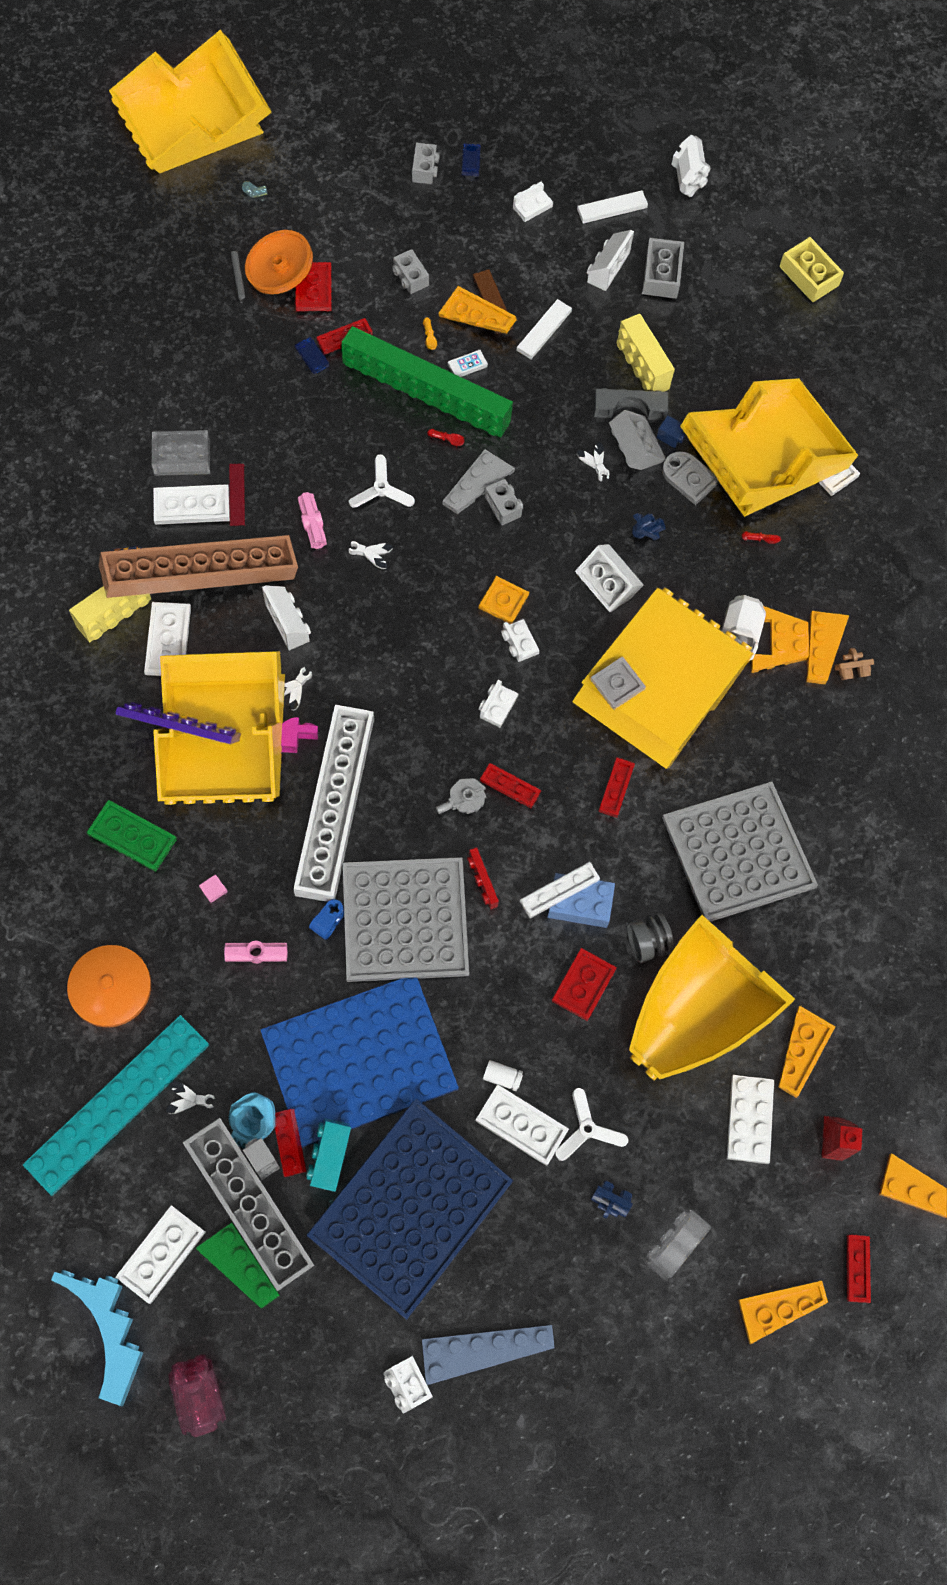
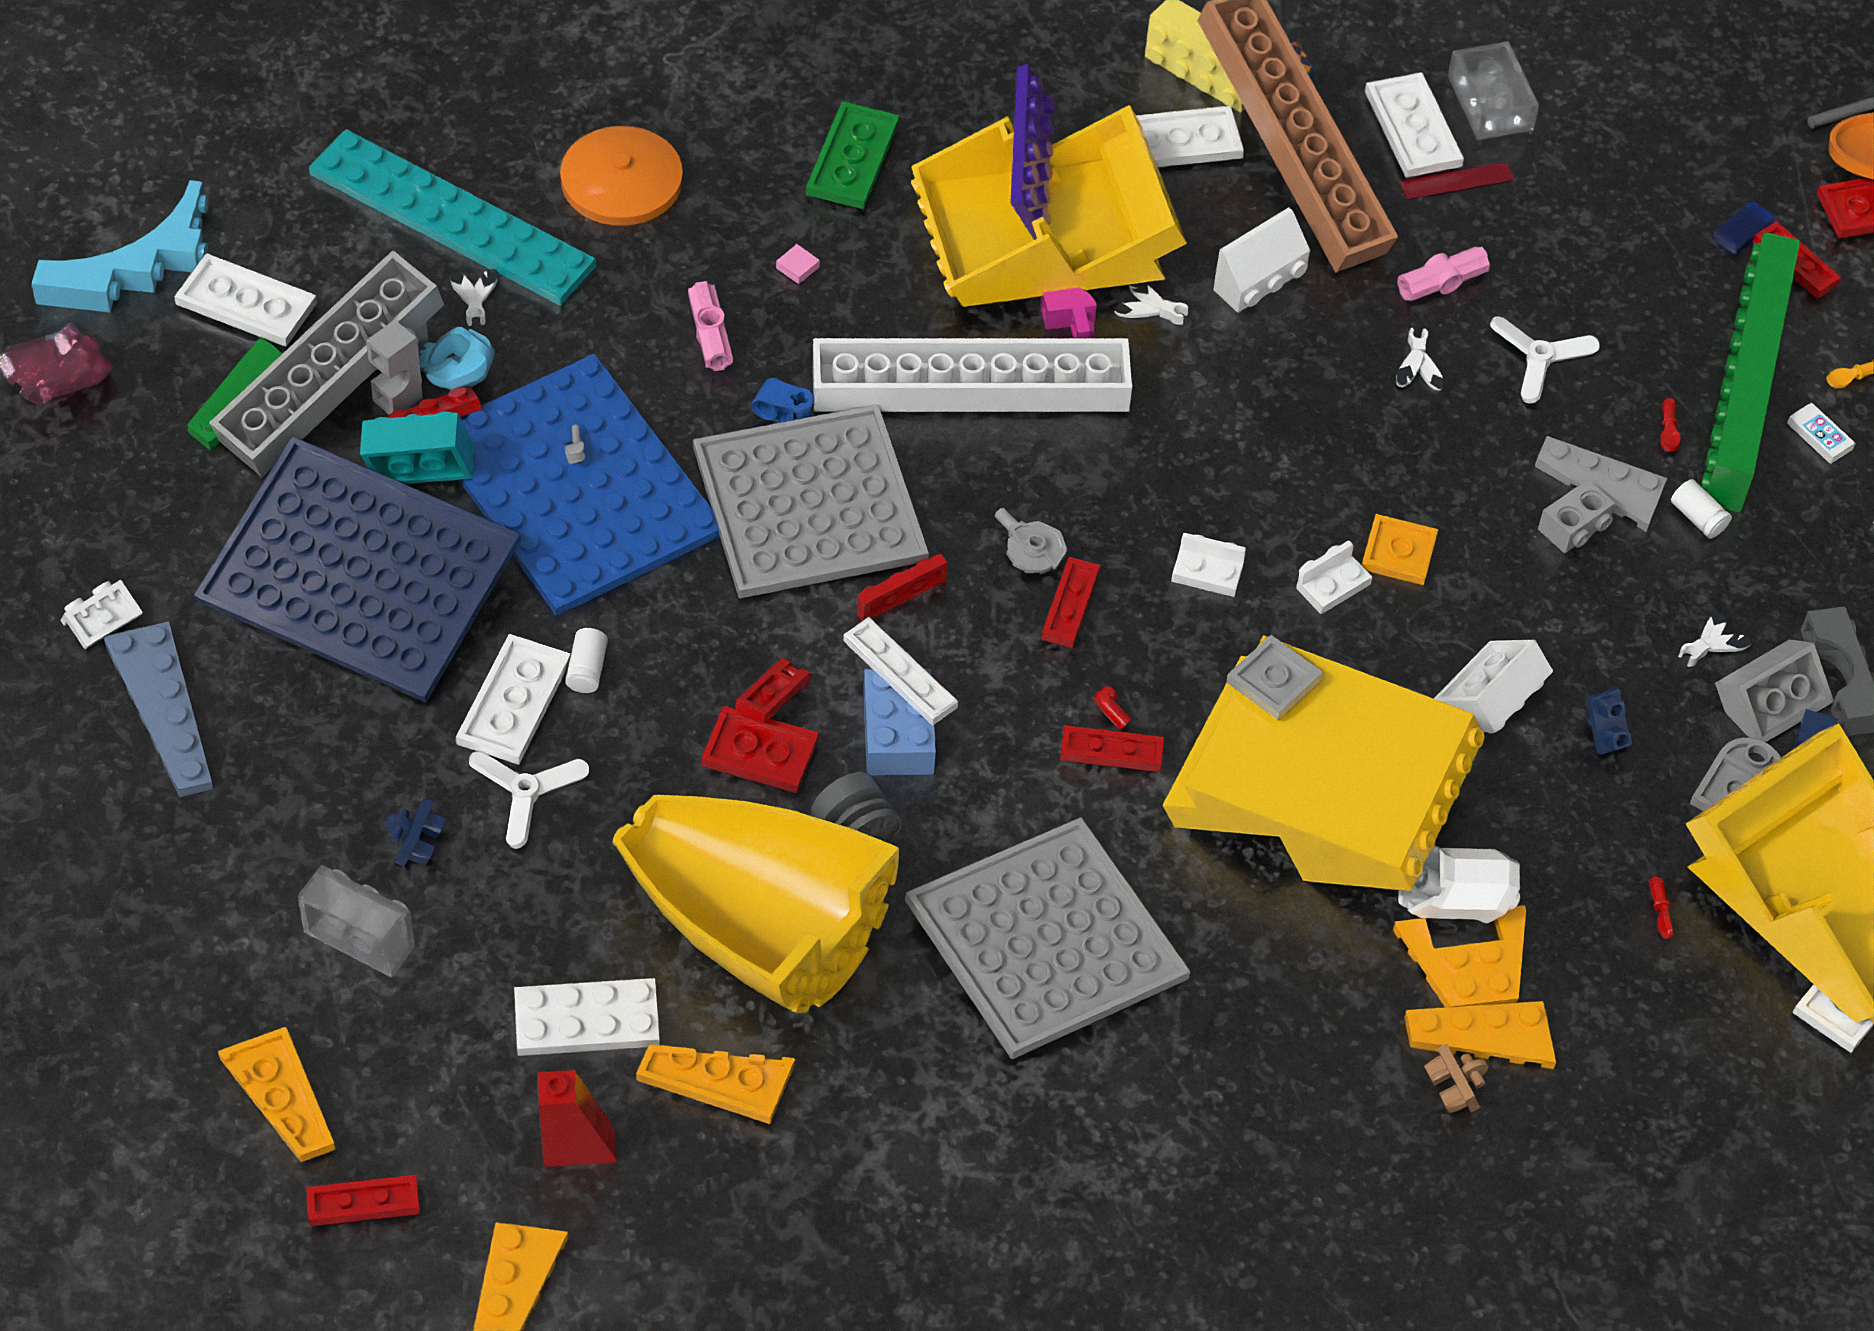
camera: 80 degrees right, 15 degrees down
(346, 1053) = (574, 452): none -> light grey hand
(510, 438) = (1701, 508): none -> white piece
(548, 968) = (772, 690): none -> red plate
(587, 782) = (1106, 702): none -> red arm

